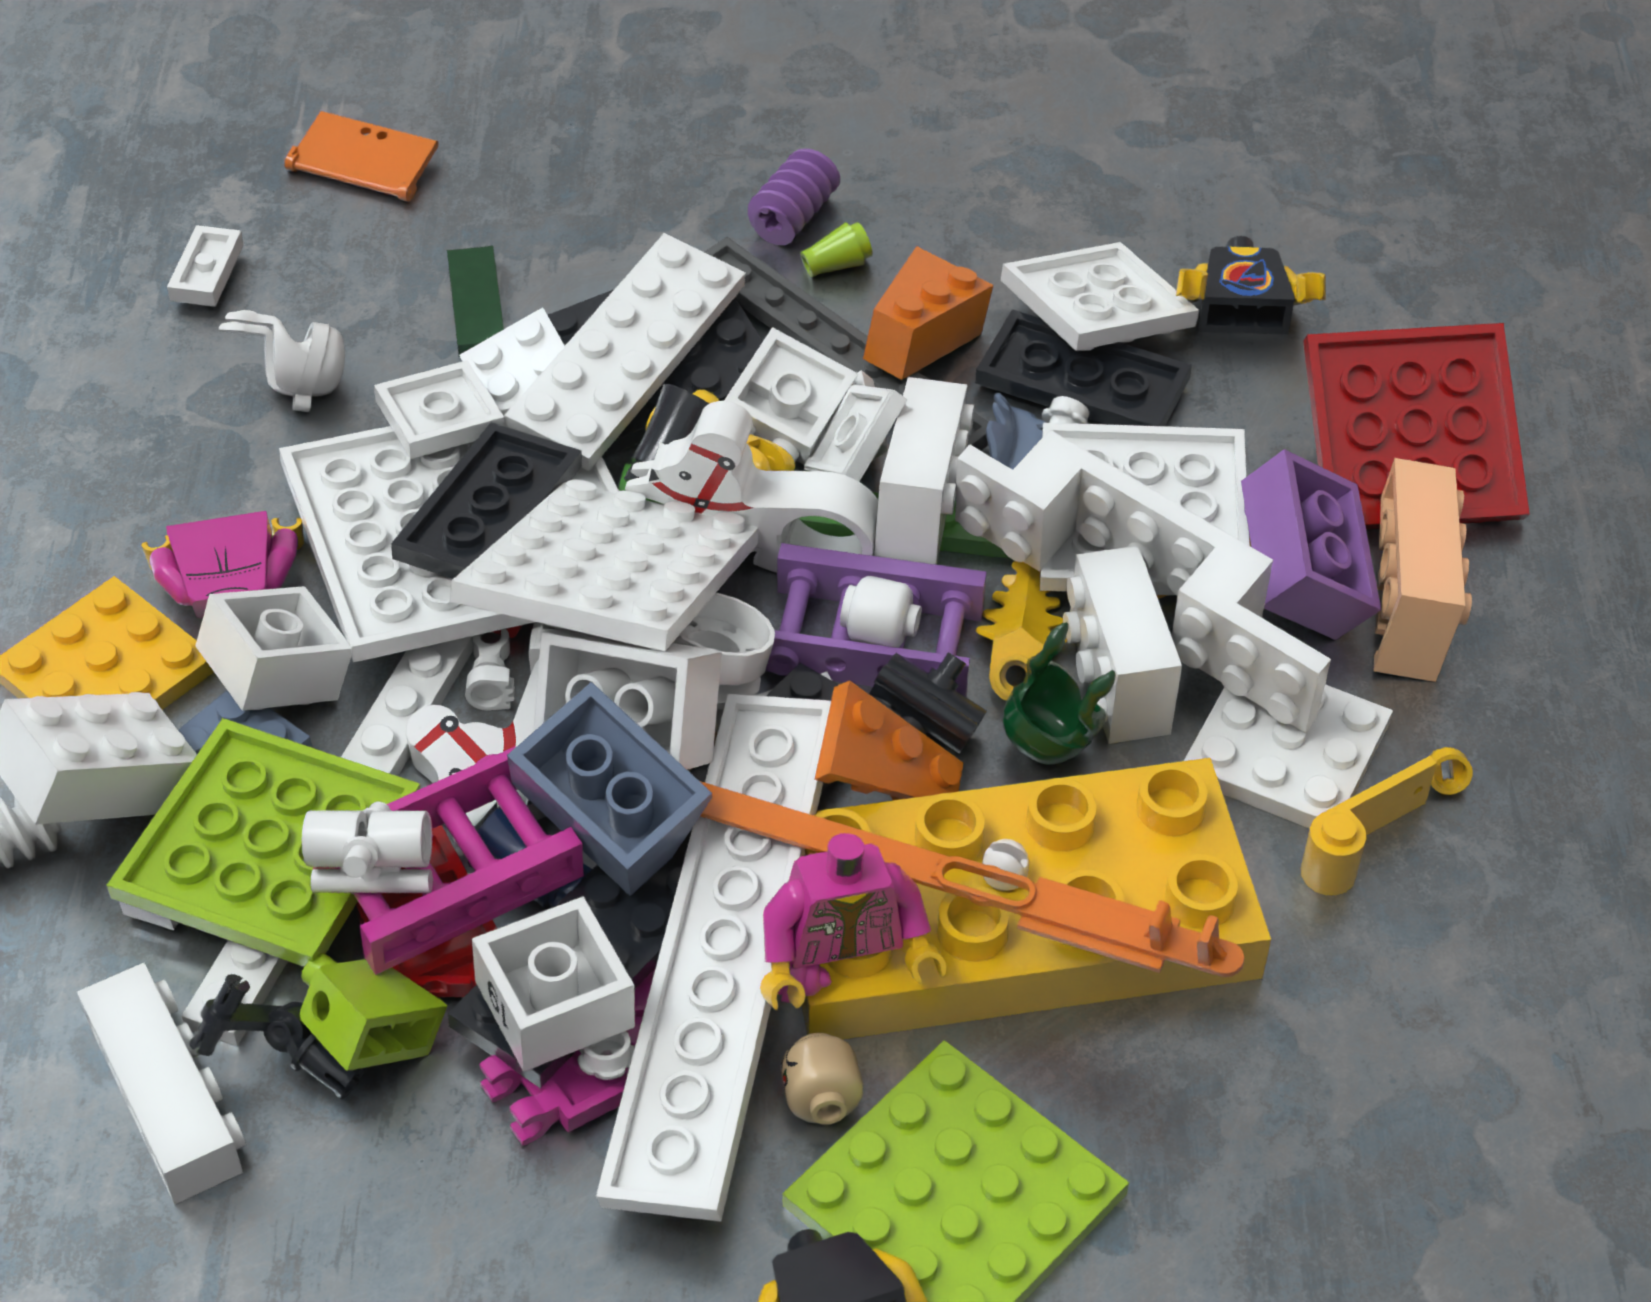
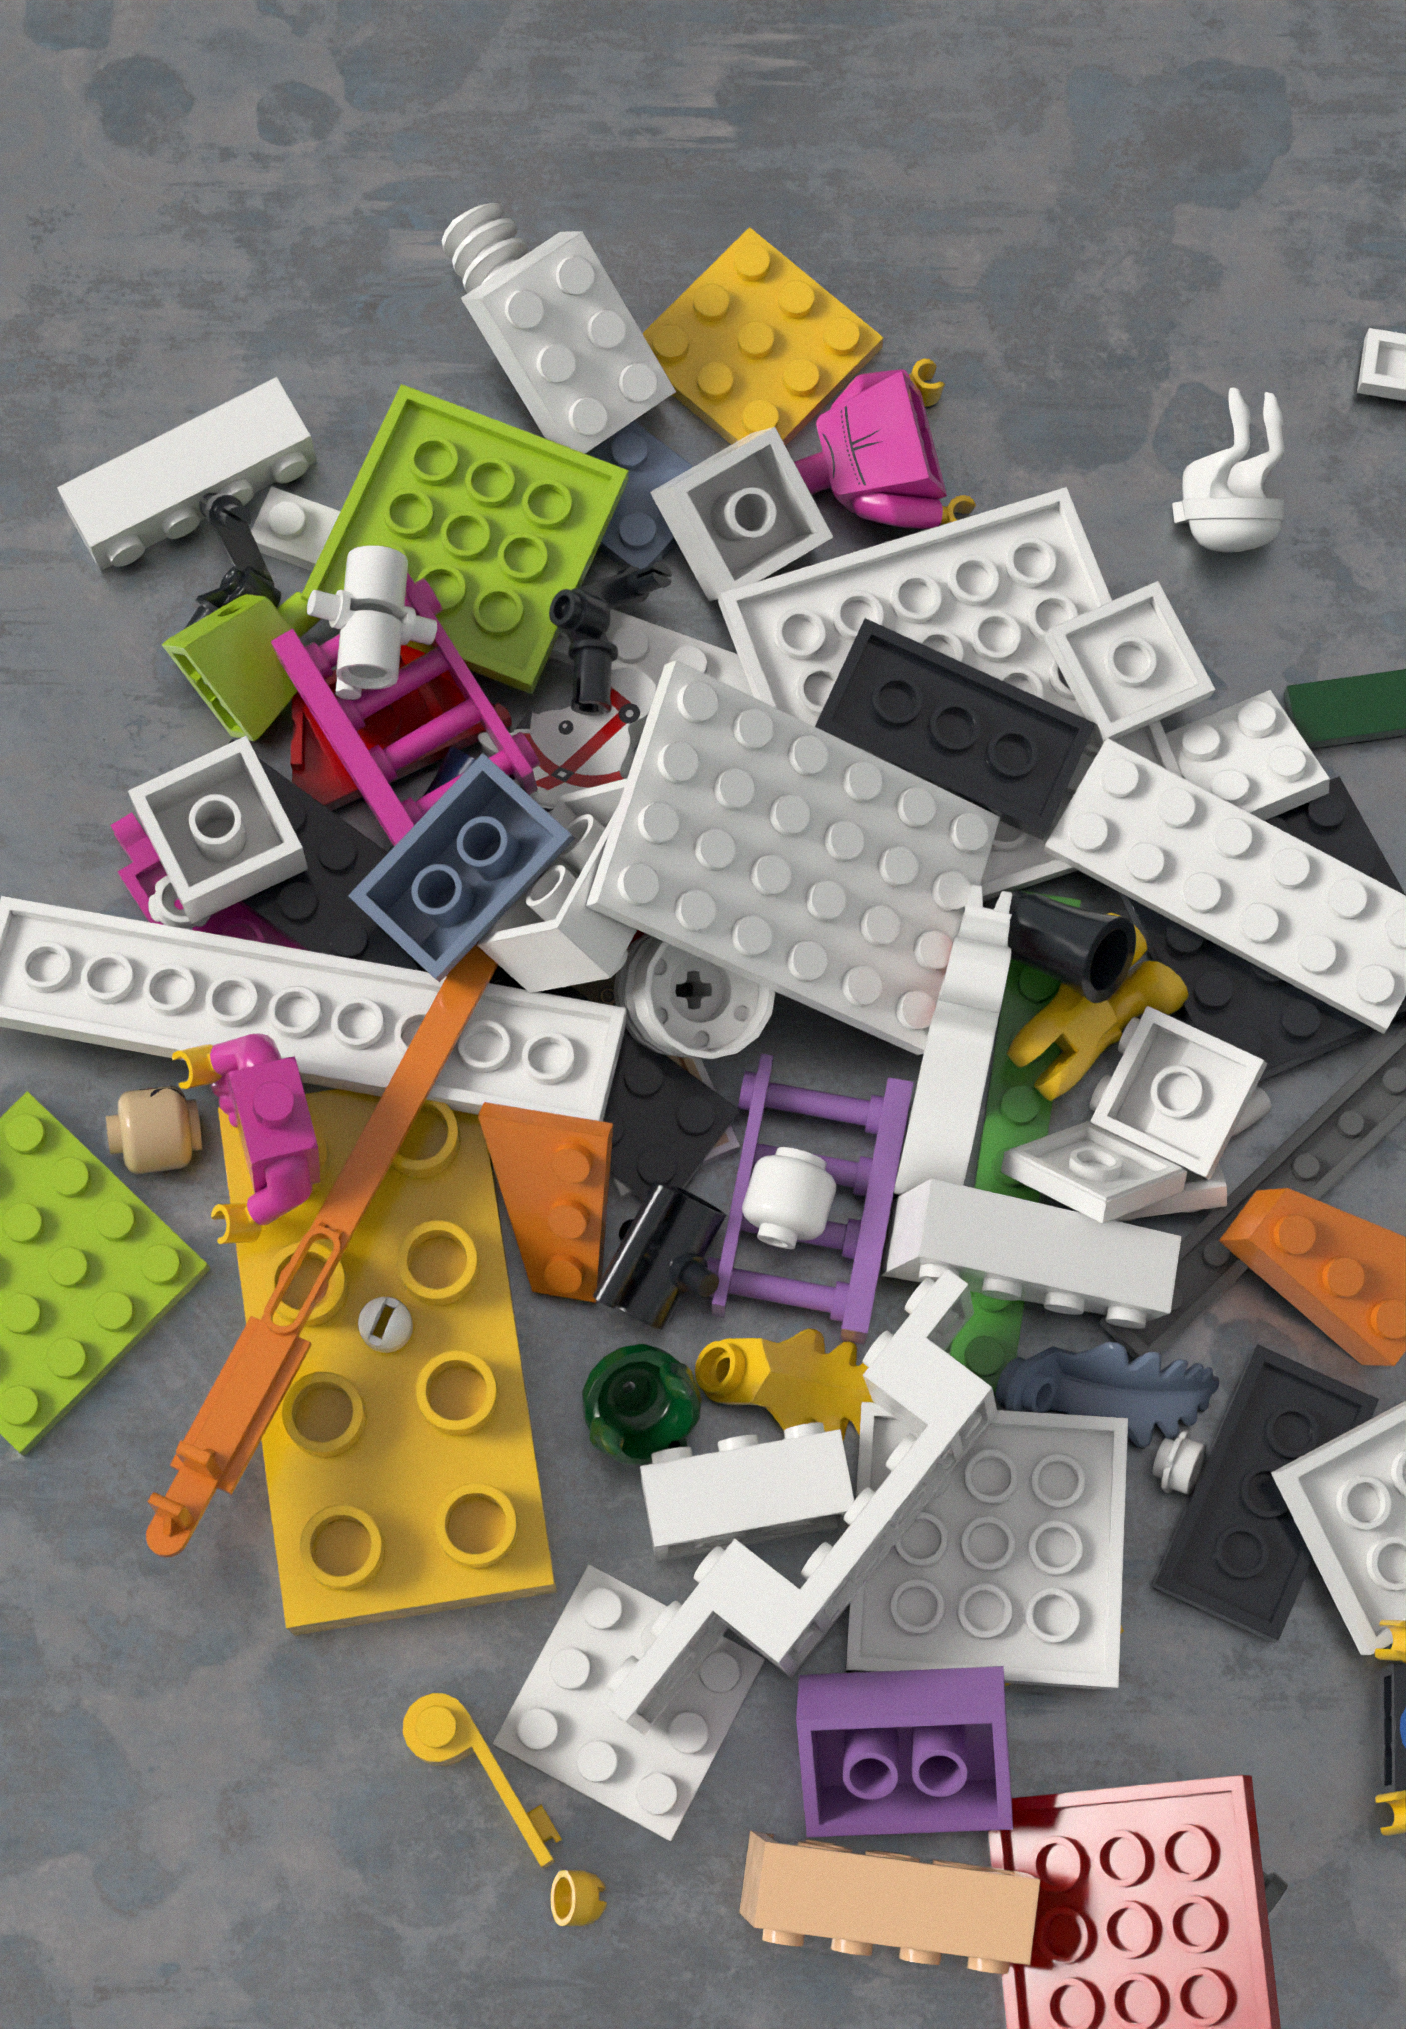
camera: 90 degrees right, 25 degrees up
(364, 739) = (585, 618): none -> black pin

